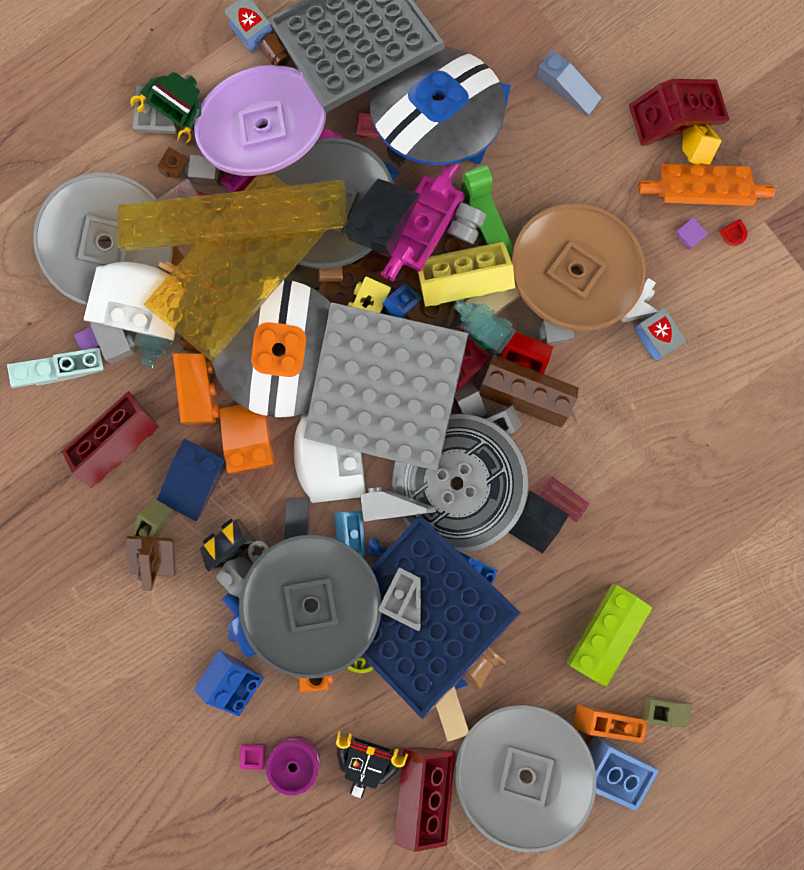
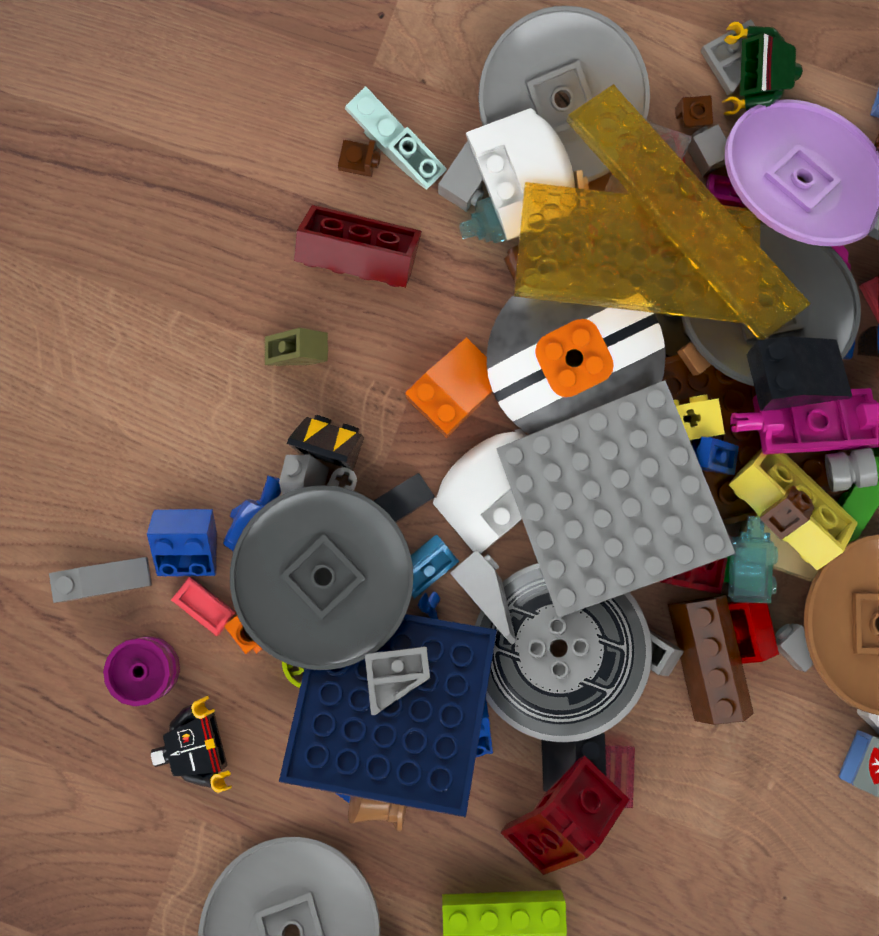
camera: 55 degrees right, 0 degrees up
(51, 399) = (359, 157): none -> reddish brown bracket
(86, 339) = (447, 150): medium lavender tile -> none
(150, 558) = (261, 372): reddish brown bracket -> none
(191, 479) = (372, 359): dark blue slope -> none
(195, 389) = (471, 298): orange slope -> none
(215, 756) = (99, 579): none -> light grey slope
(252, 756) = (124, 619): dark pink tile -> none
(279, 698) = (203, 606): none -> coral tile
(424, 799) = (196, 836): dark red slope -> none
(452, 716) = (302, 810): tan tile -> none
(466, 282) = (788, 513): none -> reddish brown bracket
(469, 400) = (657, 601): light grey slope -> none
(567, 549) = (568, 819): none -> dark red bracket

